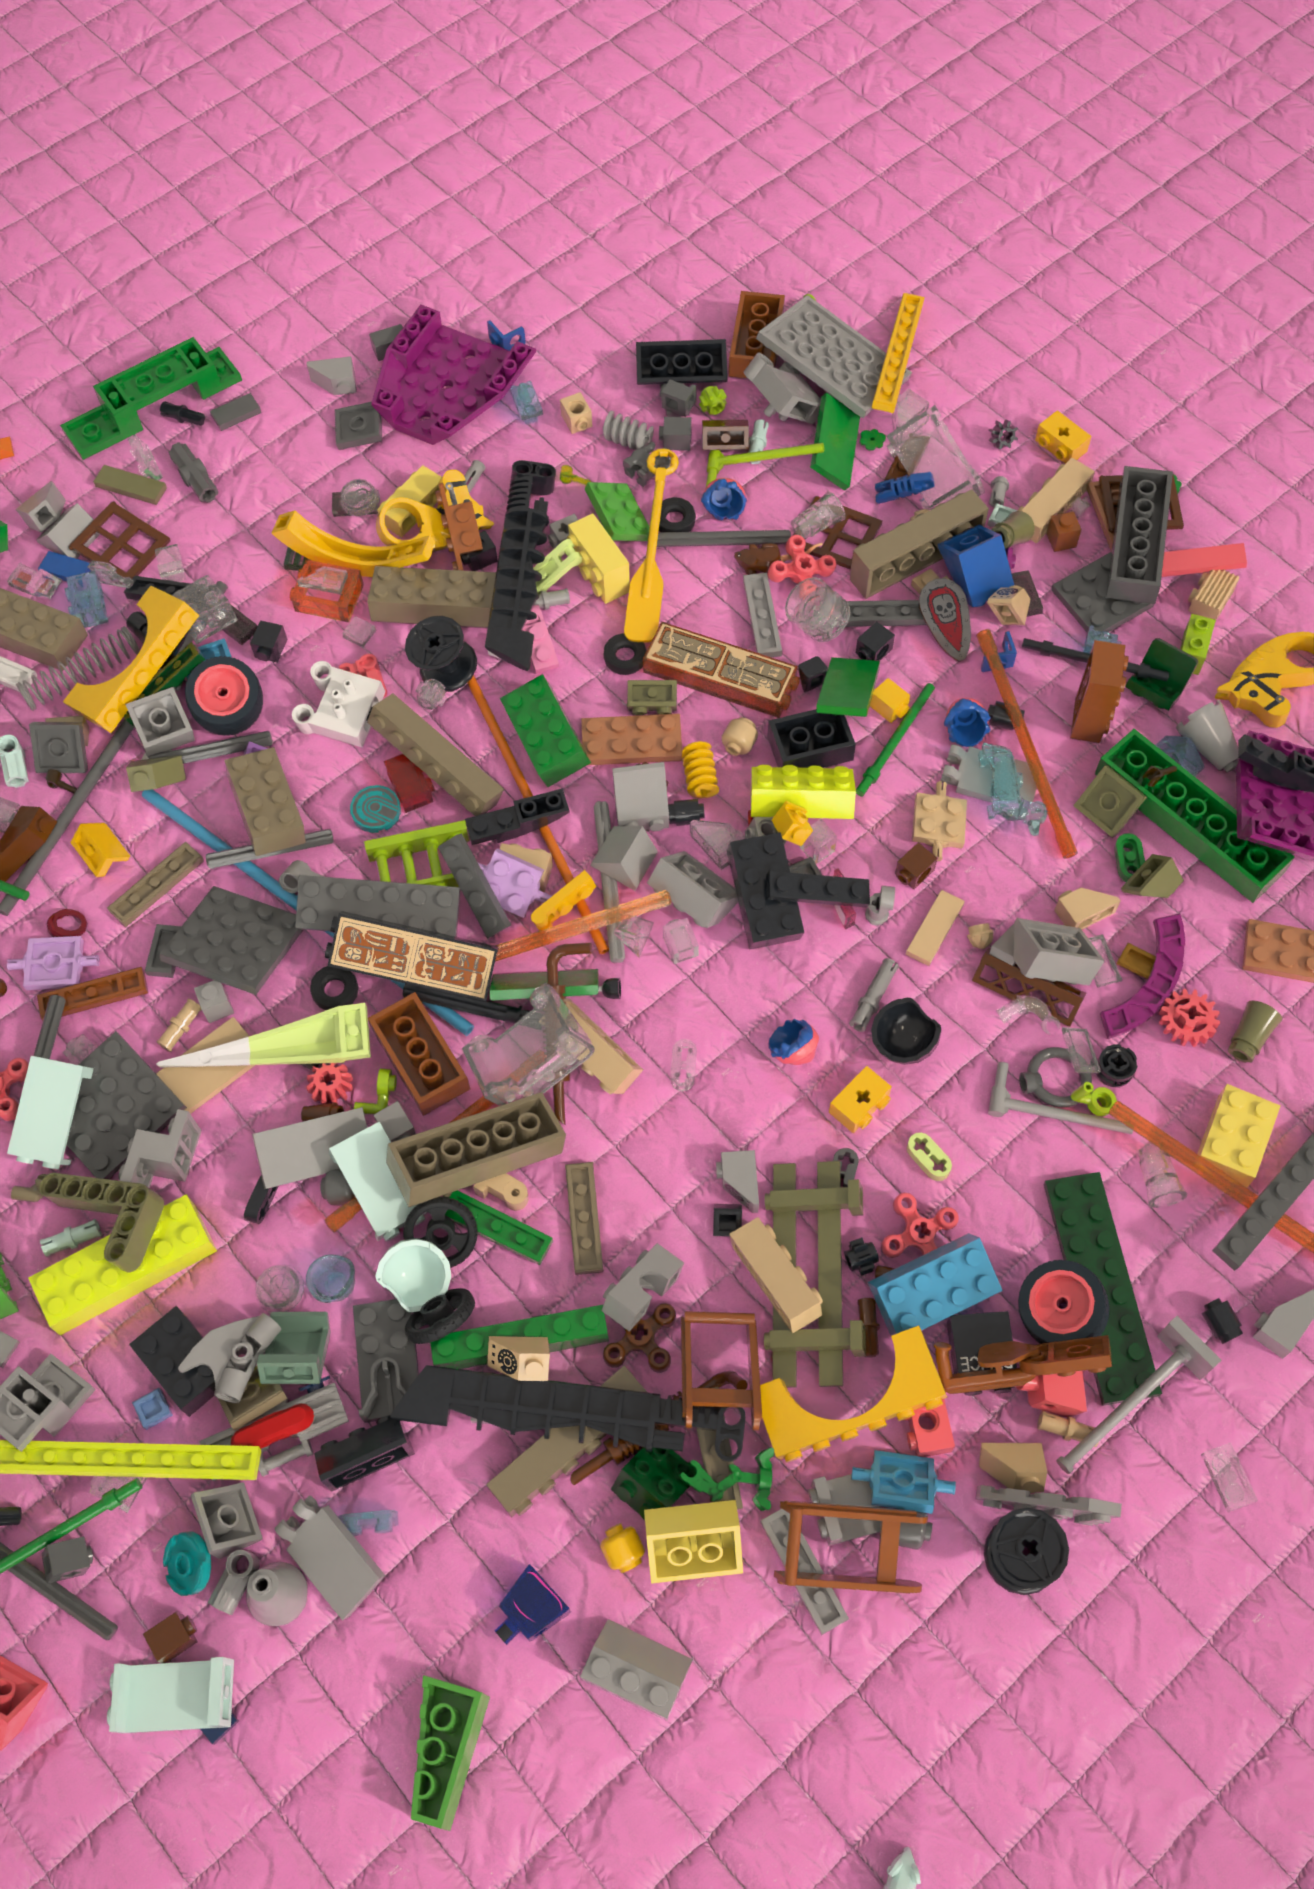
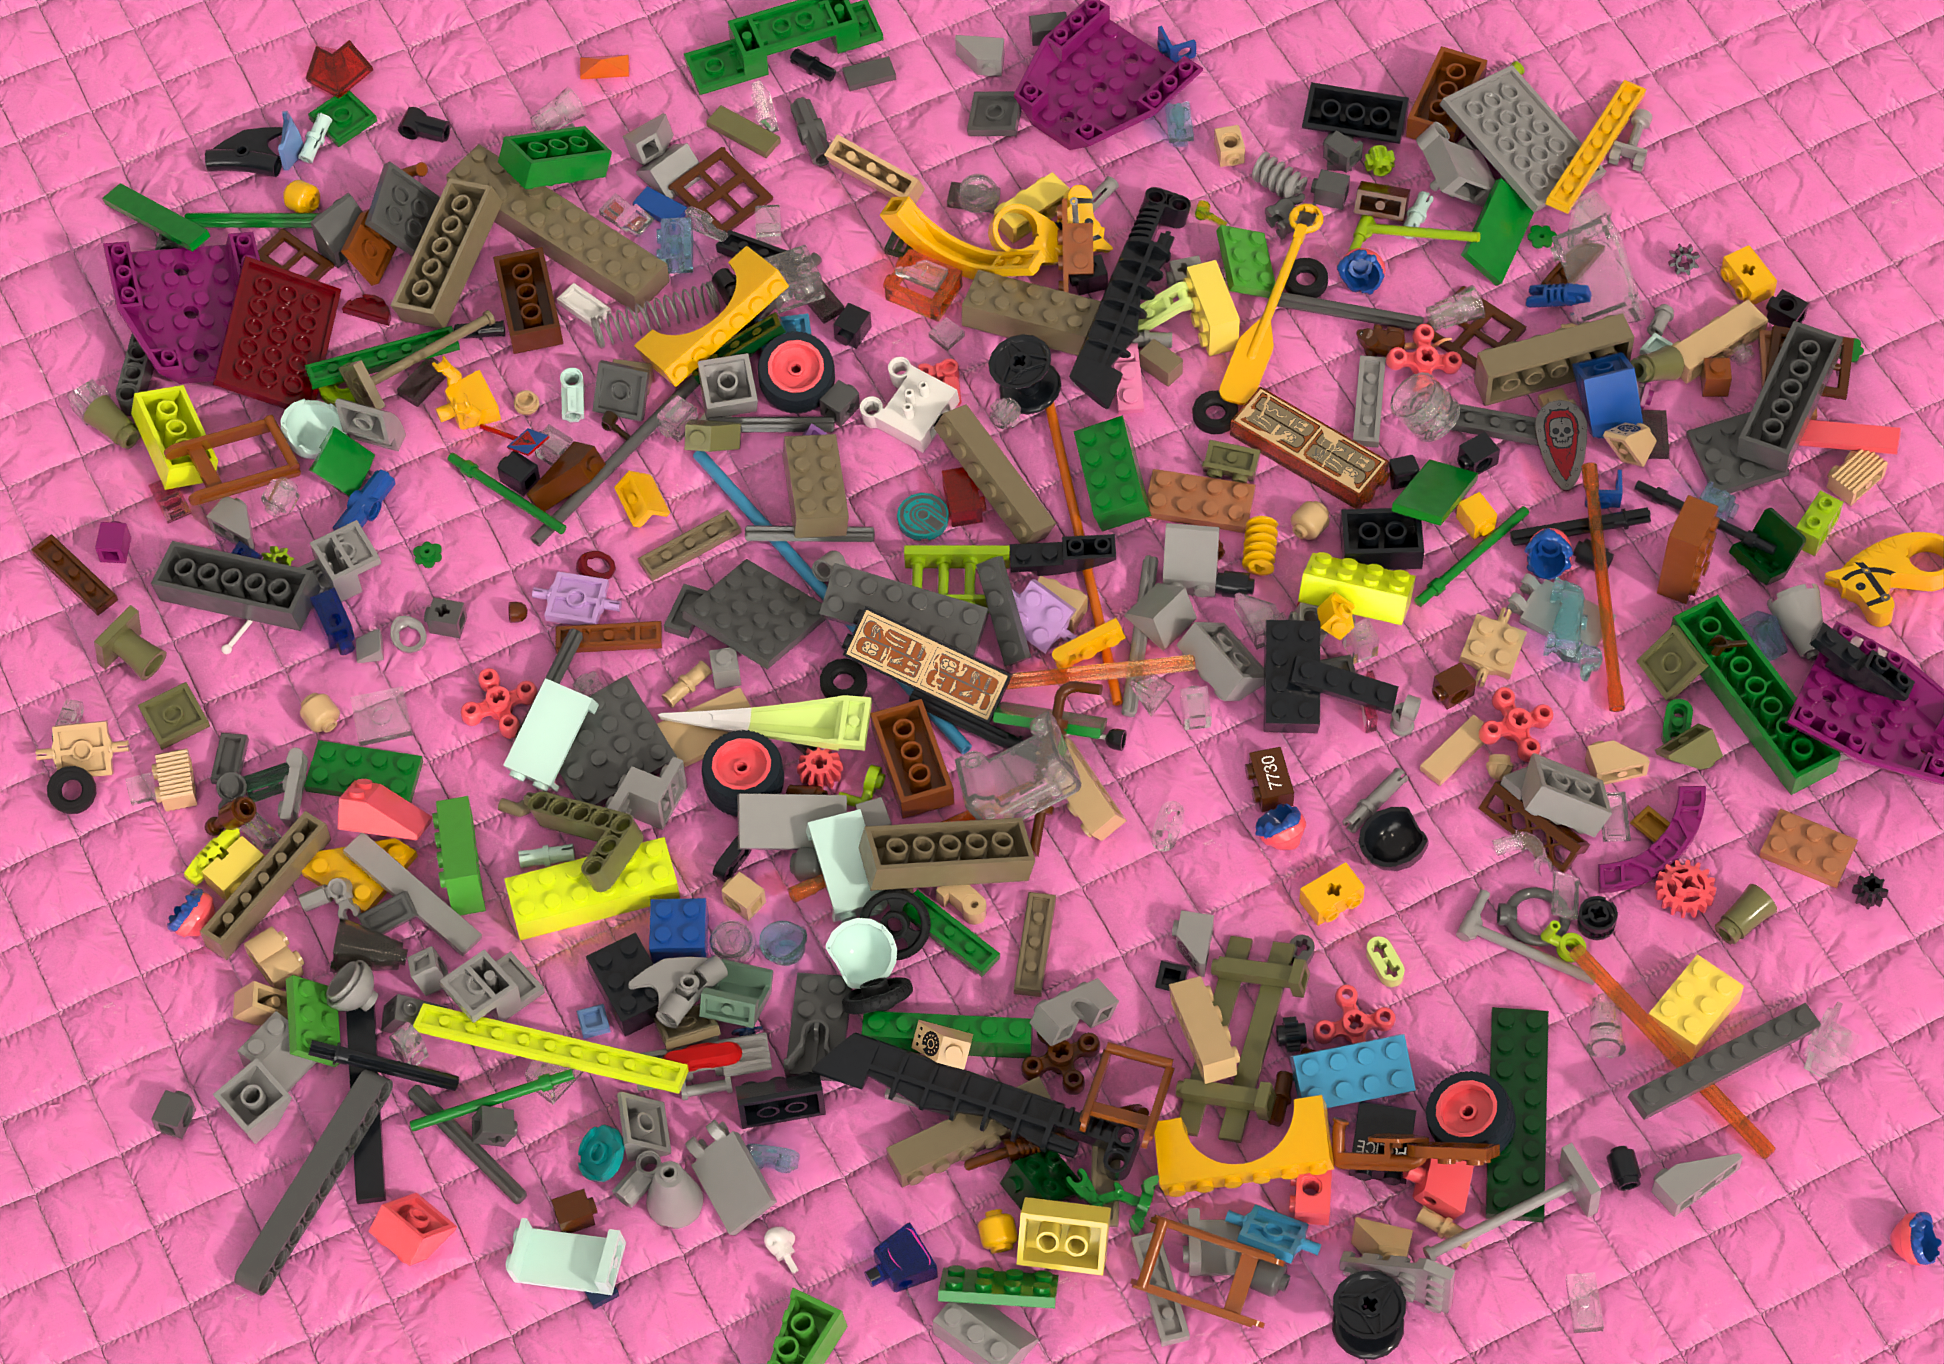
camera: 15 degrees right, 5 degrees down
(115, 761) = (675, 416): none -> clear brick
(221, 1290) = (678, 928): none -> blue brick
(251, 1101) = (741, 765): none -> wheel
(256, 494) = (872, 170): none -> tan brick
(272, 716) = (840, 402): none -> dark grey brick
(280, 1235) = (743, 896): none -> tan brick
(398, 1620) = (780, 1243): none -> white piece
(564, 618) = (1161, 362): none -> dark tan piece
(639, 1616) = (998, 1287): none -> green plate
(770, 996) = (1270, 779): none -> reddish brown brick
(928, 324) = (1640, 120): none -> light grey bar
(984, 891) = (1515, 723): none -> coral gear
(987, 690) = (1581, 526): none -> black axle
(1105, 460) = (1786, 309): none -> black brick

